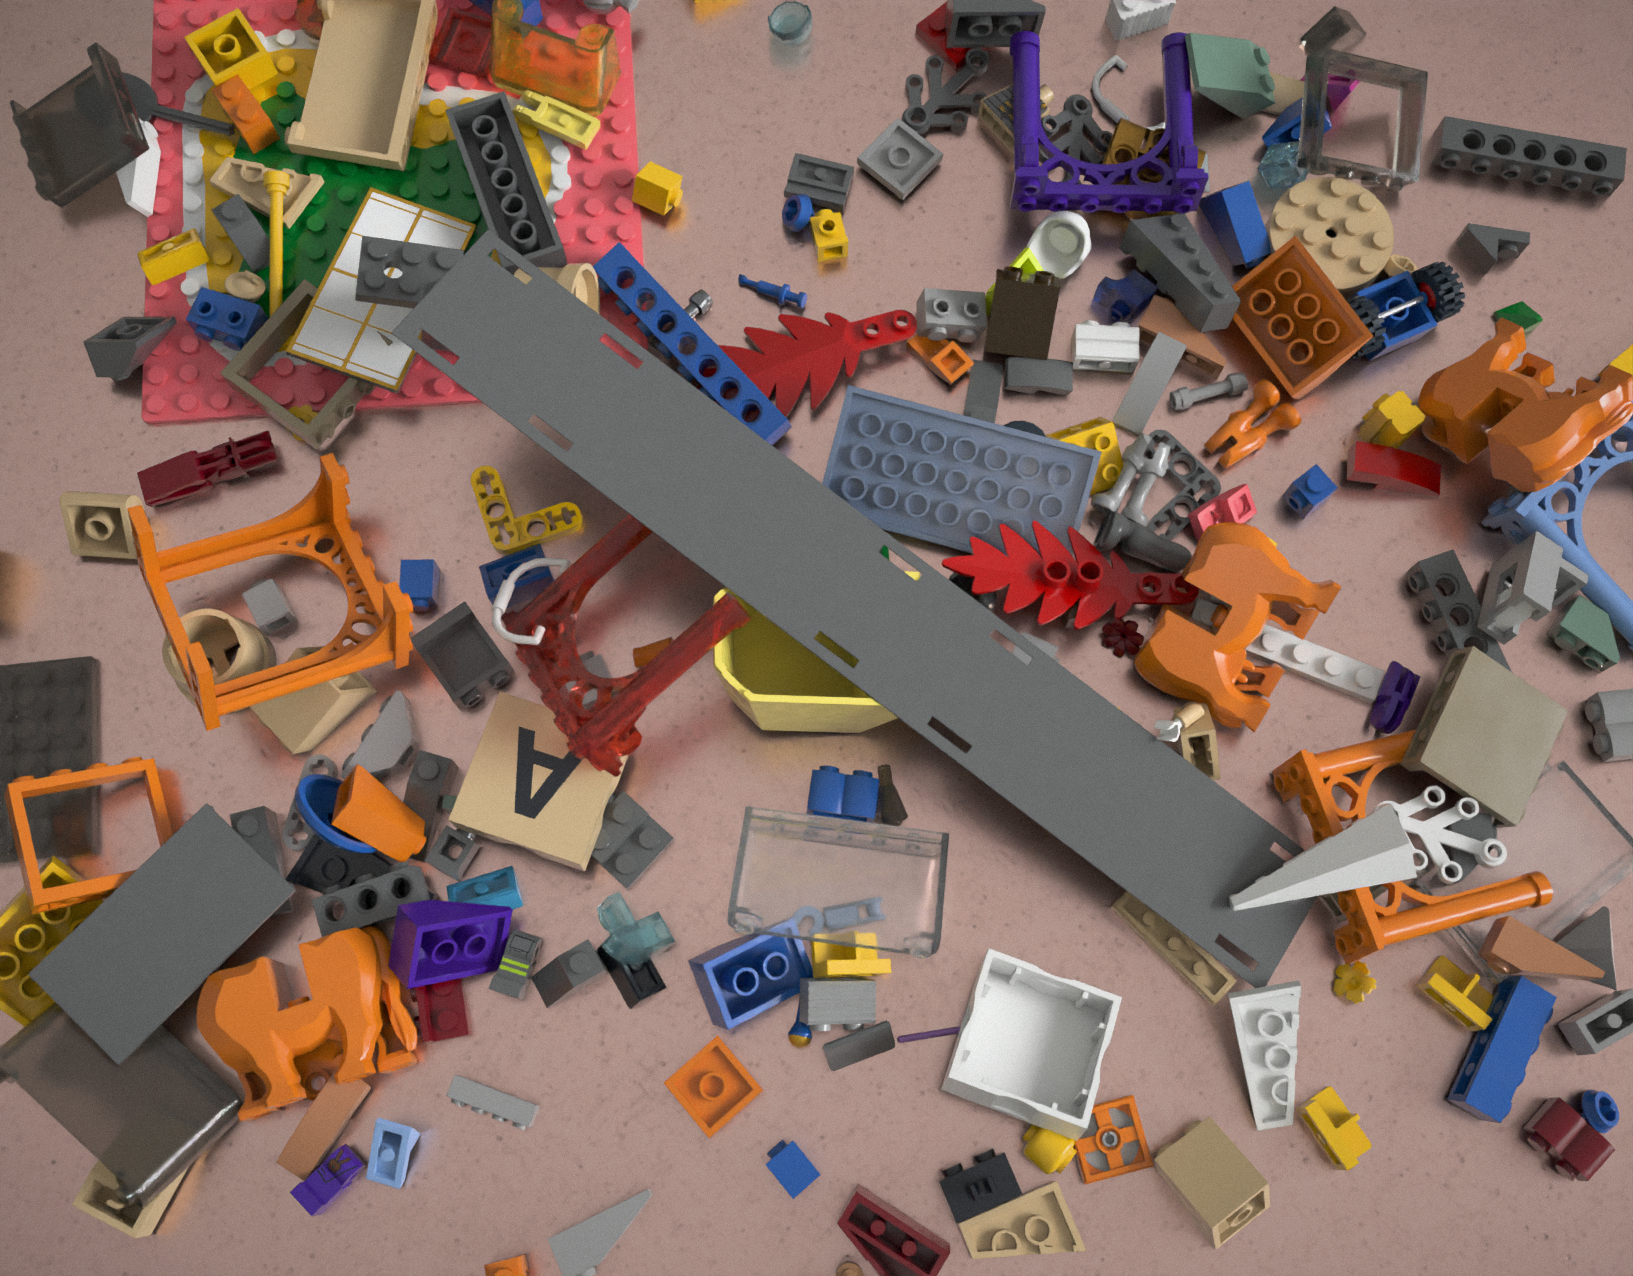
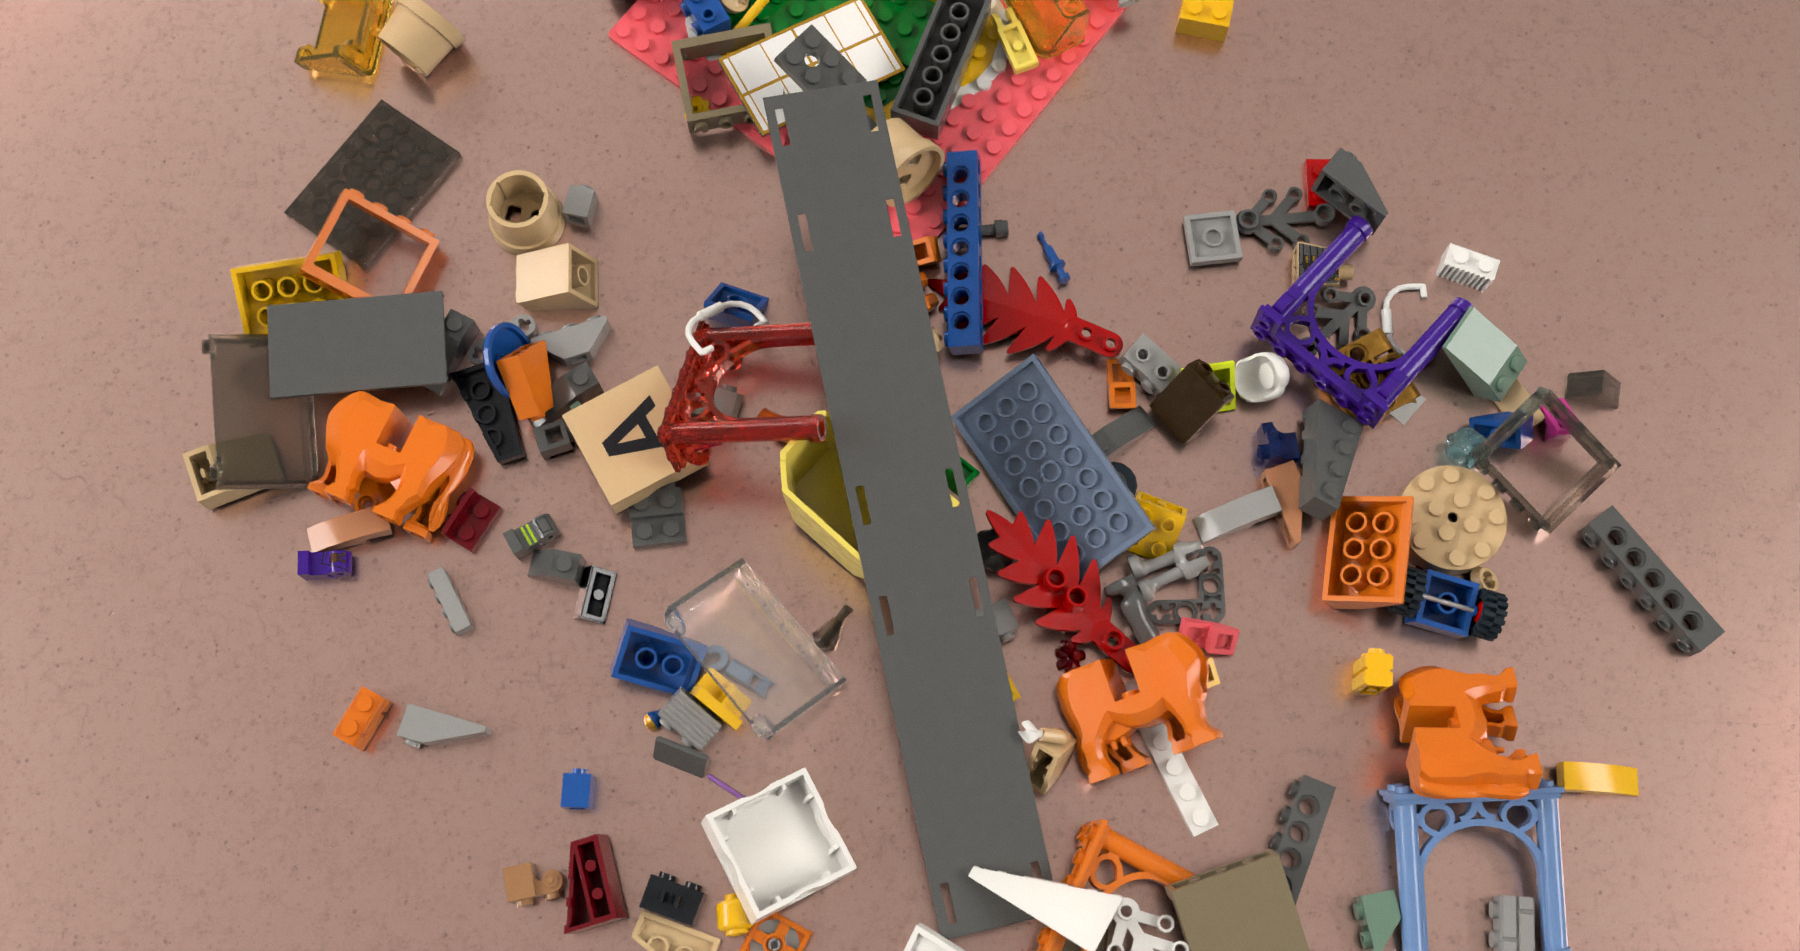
camera: 45 degrees right, 0 degrees up
(99, 523) = (531, 79): tan brick -> none
(197, 472) = (610, 91): dark red arm -> none
(314, 518) = (649, 174): orange arch -> none
(354, 899) = (493, 434): dark grey brick -> none
(390, 1152) = (369, 578): light blue slope -> none
(421, 582) = (676, 264): blue brick -> none
(447, 941) = (503, 486): dark purple slope -> none
(462, 656) = (662, 327): dark grey panel -> none
(492, 888) = (550, 480): dark azure slope -> none
(519, 526) = (764, 277): yellow beam -> none
(631, 939) = (607, 578): clear light blue brick -> none
(657, 188) = (1037, 134): yellow brick -> none
(713, 1086) = (577, 704): orange plate -> none
(790, 23) = (1222, 93): clear light blue hair -> none
(797, 212) = (1112, 220): blue hat -> none
(821, 180) = (1145, 211): dark grey plate -> none
(828, 235) = (1118, 258): yellow brick -> none
(843, 794) = (806, 602): blue brick -> none
(1034, 374) = (1171, 449): dark grey slope -> none
(1105, 347) = (1231, 467): white brick -> none
(1176, 949) = (921, 895): tan tile -> none
(1233, 384) = (1296, 562): light grey bar -> none
(1237, 224) = (1396, 460): blue slope -> none
(1239, 424) = (1270, 594): orange piece -> none
(1309, 491) = (1277, 671): blue brick -> none
(1393, 469) = (1350, 706): red slope -> none
(1393, 698) = (1208, 846): dark purple arm -> none
(1486, 242) = (1559, 611): dark grey slope -> none
(1520, 314) = (1535, 681): green slope -> none
(1526, 584) = (1361, 847): light grey brick -> none

